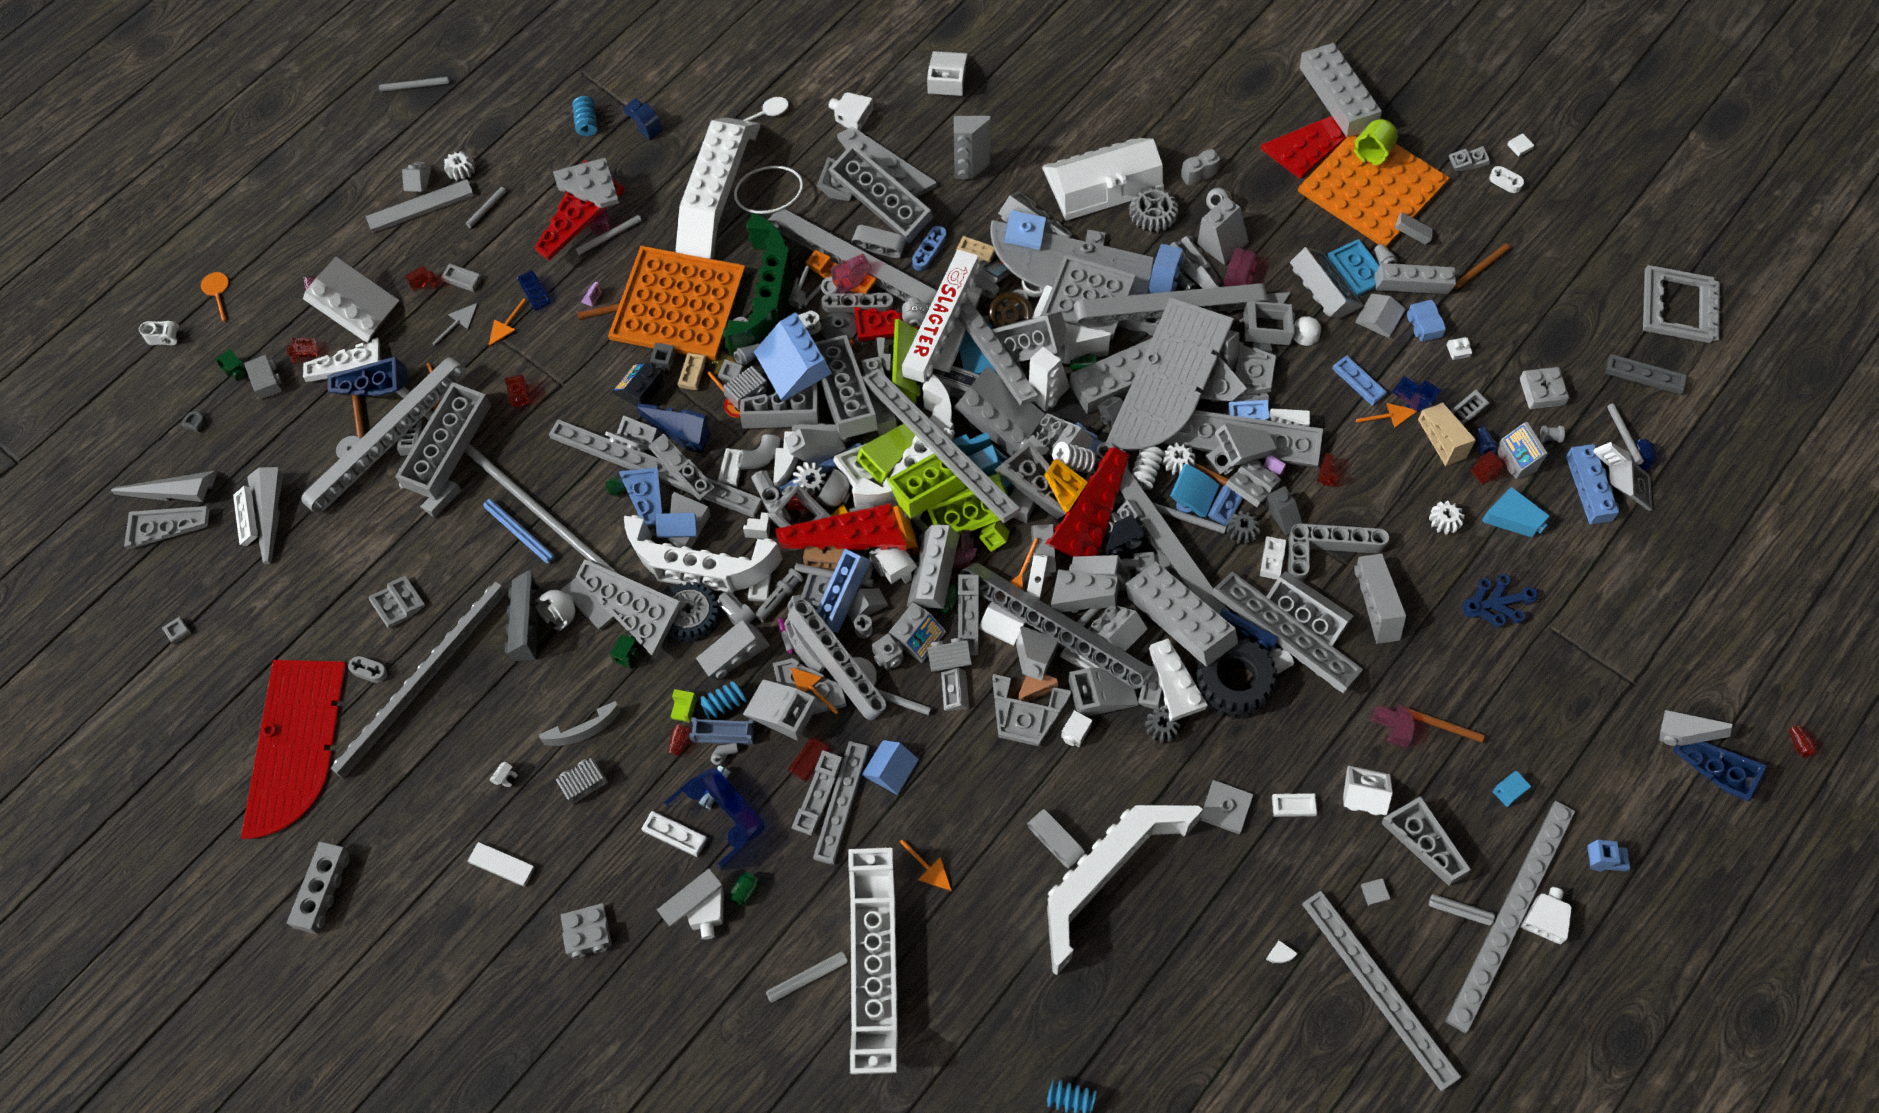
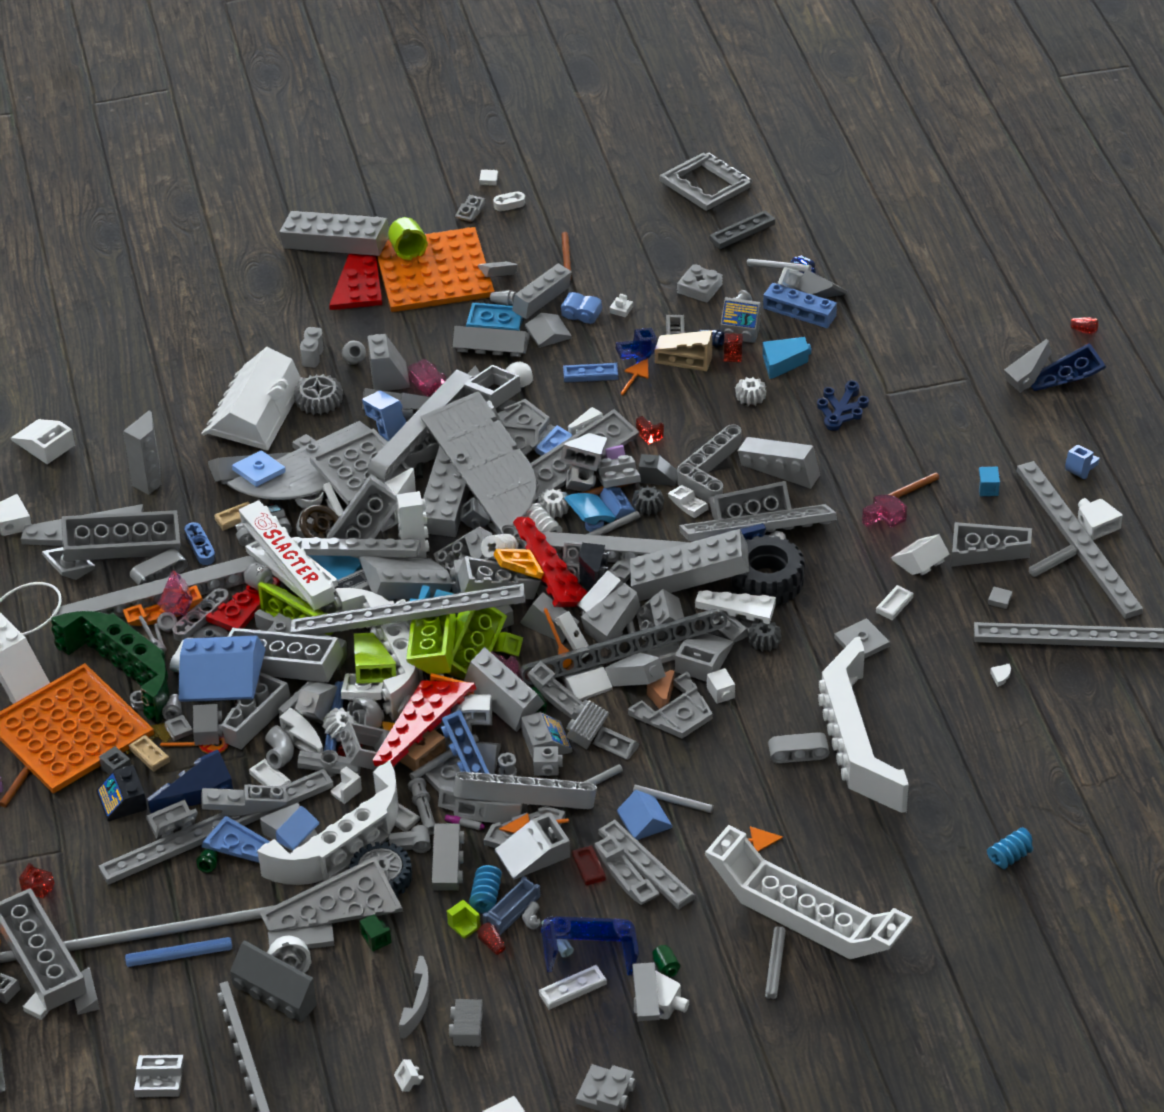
camera: 55 degrees left, 20 degrees down
(927, 775) = (675, 799): none -> light grey bar

